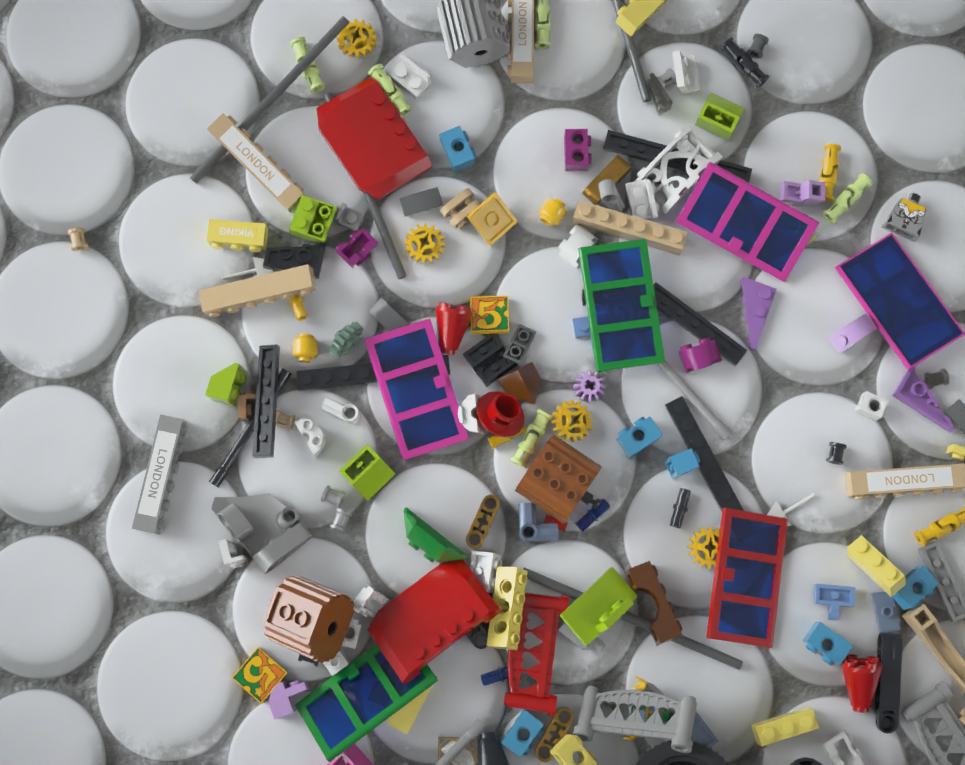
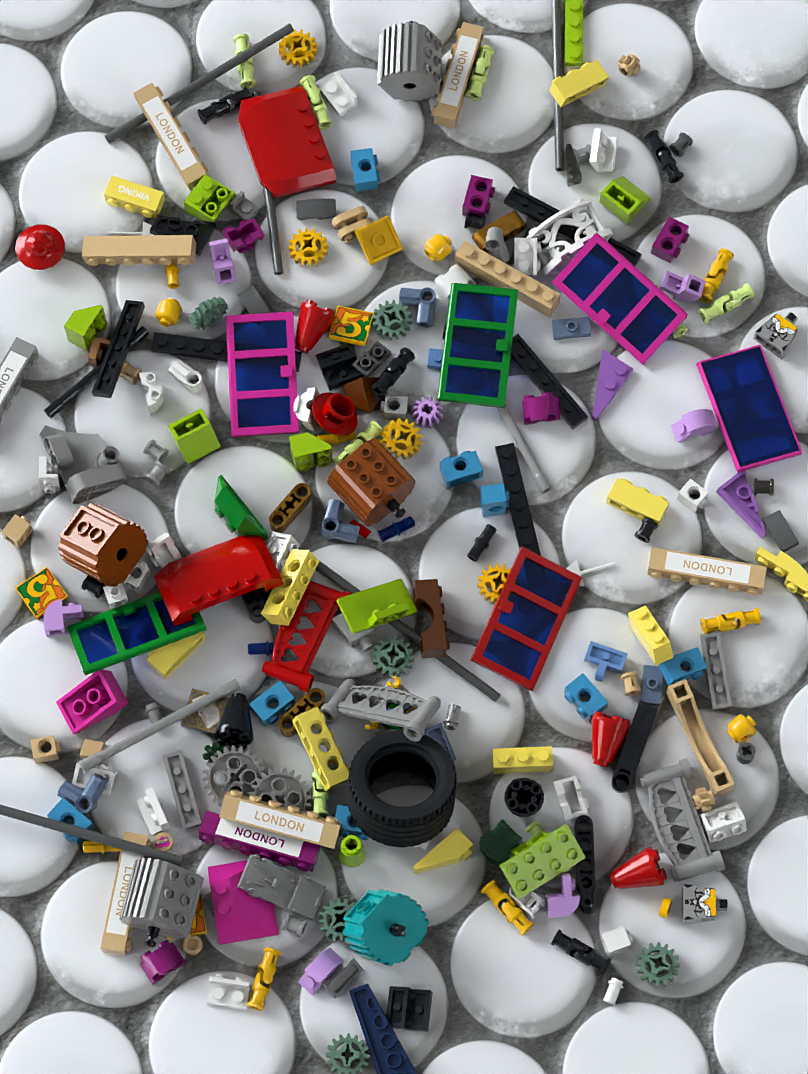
camera: 15 degrees right, 10 degrees down
(157, 312) = (40, 247): none -> red helmet
(217, 617) = (17, 530): none -> tan brick
(298, 118) = (222, 107): none -> black piece
(344, 281) = (222, 261): none -> lavender brick
(485, 459) = (309, 451): none -> lime slope
(521, 297) = (393, 323): none -> sand green gear
(545, 354) = (393, 372): none -> black piece
(558, 279) = (426, 309): none -> sand blue piece
(563, 384) = (399, 401): none -> light grey brick
(580, 176) = (481, 220): none -> black bush
(629, 664) = (400, 657): none -> sand green gear
(702, 698) = (452, 716): none -> light grey pin
(704, 261) = (571, 328): none -> sand blue plate
(771, 145) = (668, 239): none -> magenta brick
(820, 426) = (637, 501): none -> light yellow brick
(866, 617) = (631, 684): none -> tan bush

